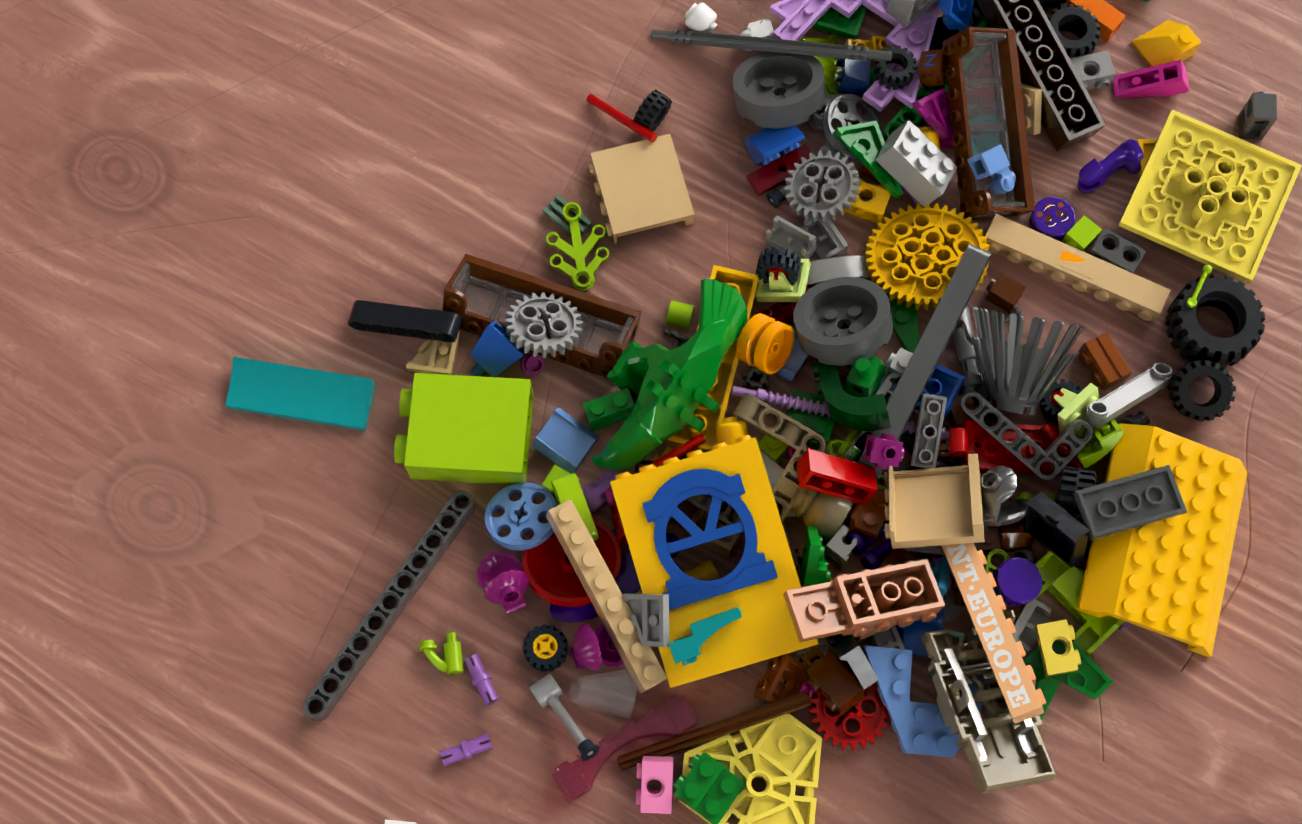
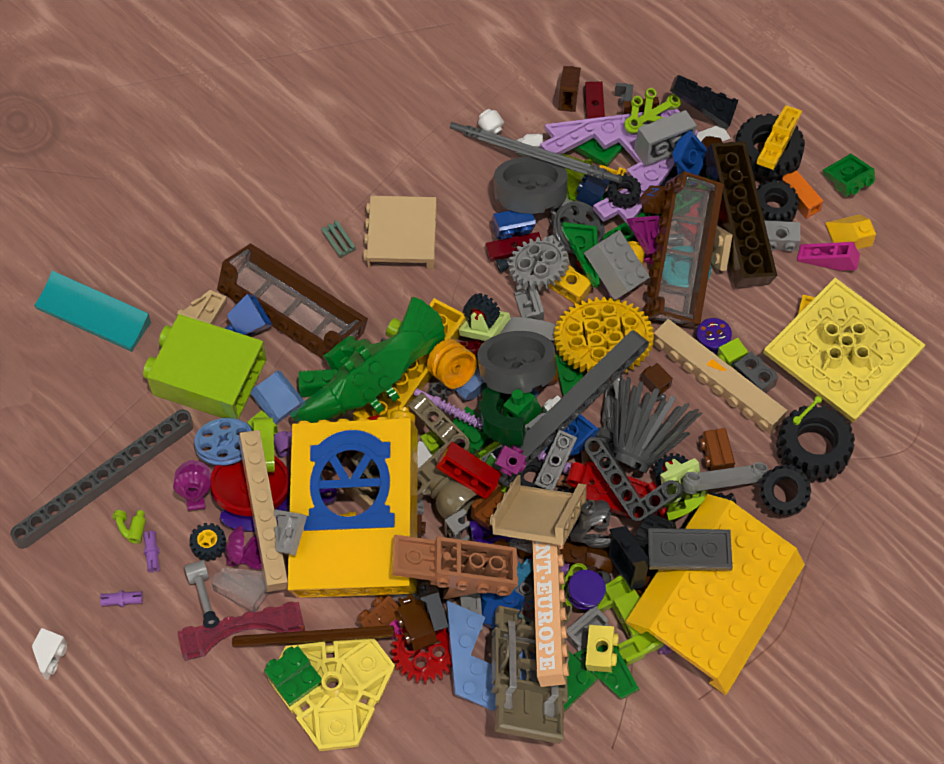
camera: 15 degrees right, 10 degrees down
(405, 321) = (188, 279): black beam -> none
(531, 365) = (272, 335): magenta plate -> none
(558, 318) = (275, 307): light grey gear -> none
(578, 251) = (337, 264): lime plant -> none
(622, 118) = (402, 175): red bar -> none
(653, 110) = (429, 178): black tyre -> none
(655, 800) = (263, 653): bright pink brick -> none
(688, 647) = (309, 560): teal slope -> none
(791, 237) = (504, 296): light grey hinge -> none
(813, 564) = (429, 528): green plate -> none
(995, 164) = (677, 280): medium blue brick -> none
(1095, 173) = (757, 310): dark purple piece -> none
(1257, 116) = (903, 300): dark grey brick -> none

